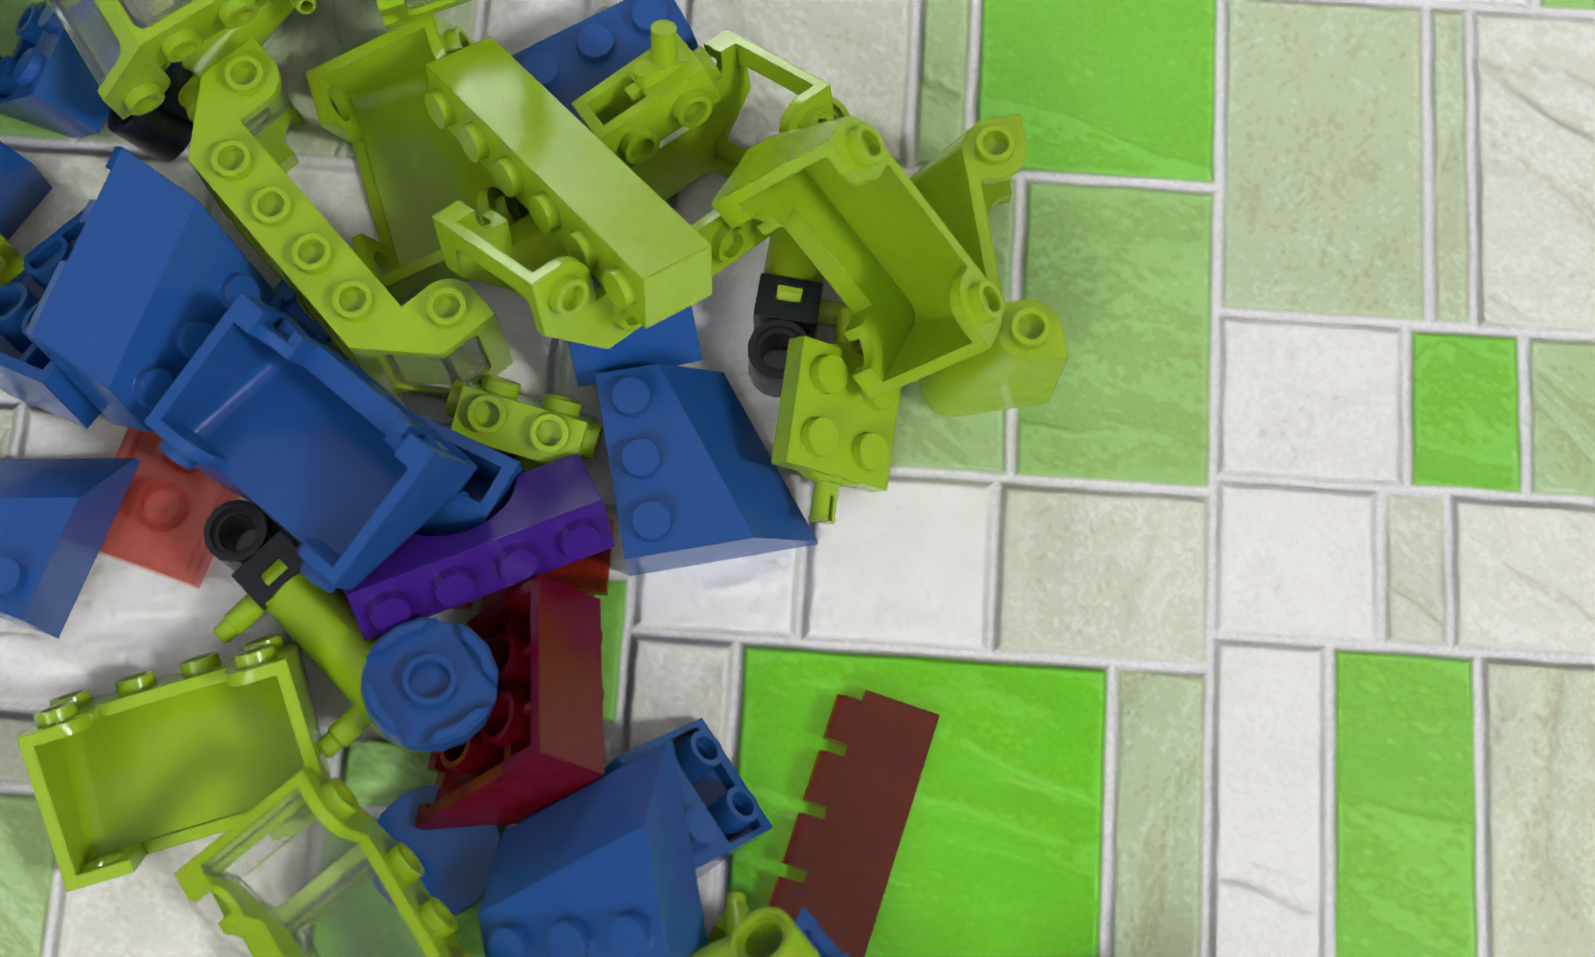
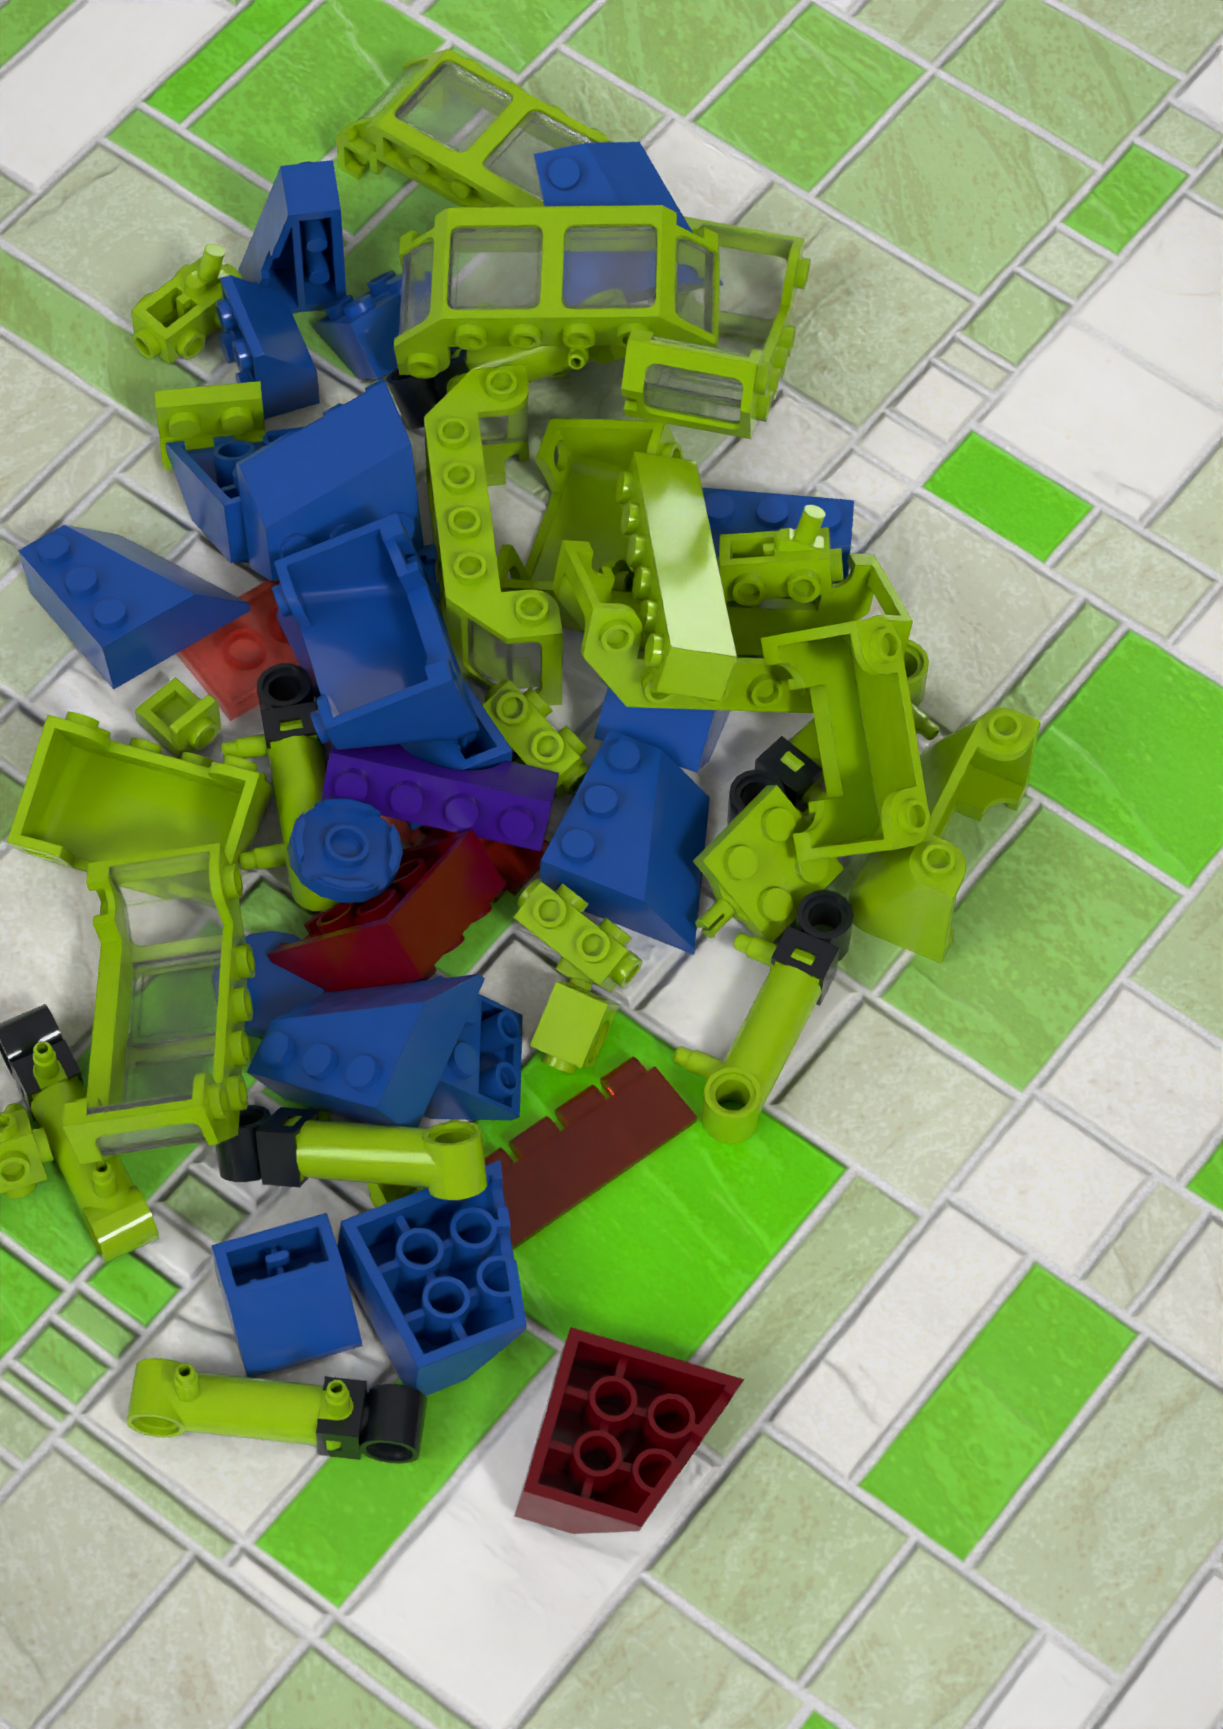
camera: 35 degrees right, 15 degrees down
(149, 626) = (180, 718): none -> lime bracket
(722, 614) = (587, 950): none -> lime brick
(770, 707) = (573, 1027): none -> lime brick
(938, 510) = (797, 981): none -> lime piece

